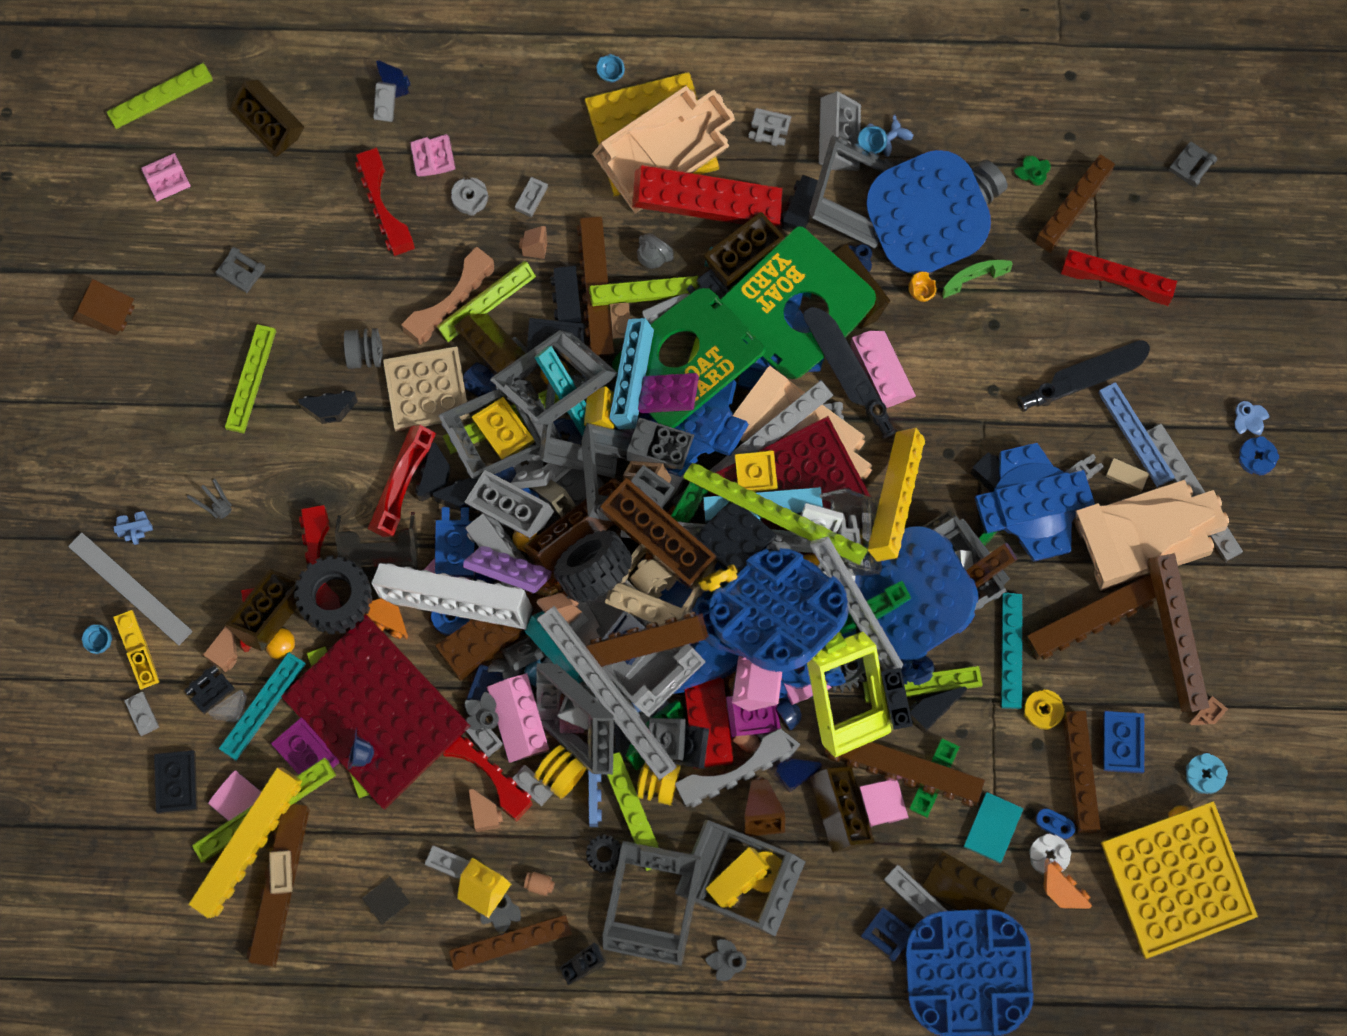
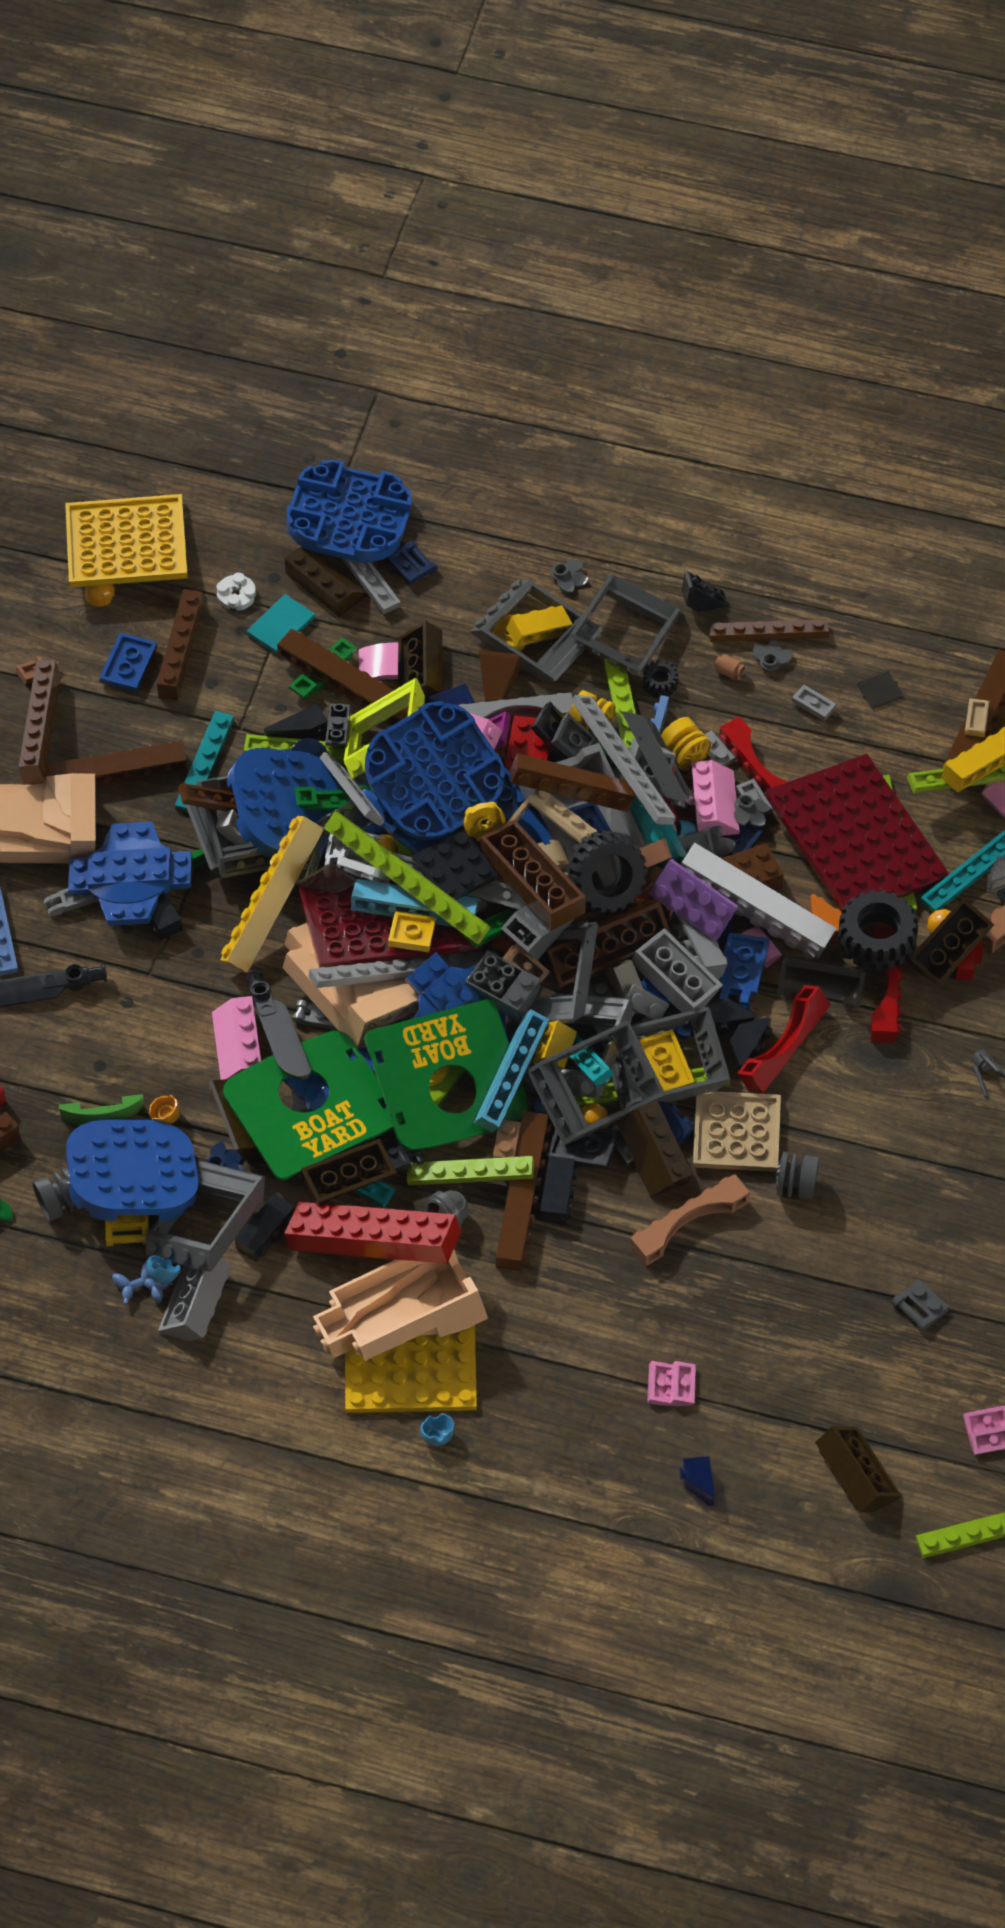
camera: 165 degrees left, 15 degrees down
(250, 379) = (928, 1184): lime plate -> none
(303, 747) = (936, 821): magenta plate -> none
(329, 406) = (848, 1134): black slope -> none
(360, 753) = (881, 790): dark blue piece -> none
(384, 101) = (714, 1448): light grey plate -> none
(397, 233) = (732, 1300): red arch -> none
(469, 186) = (639, 1337): light grey plate -> none
(481, 887) = (783, 672): yellow slope -> none
(484, 812) = (767, 734): nougat slope -> none
(488, 298) = (648, 1205): lime tile -> none
(531, 197) = (569, 1308): light grey plate -> none
(534, 242) = (579, 1249): nougat slope -> none
(657, 311) = (462, 1151): light grey hinge -> none
(668, 393) = (478, 1036): magenta plate -> none
(770, 122) = (270, 1330): light grey plate -> none
(1034, 715) = (196, 714): yellow plate -> none
(1055, 823) = (224, 615): blue plate -> none
(1062, 888) = (235, 555): orange slope -> none
(1127, 475) = (22, 889): tan tile -> none
(1217, 772) = (56, 614): medium azure plate -> none

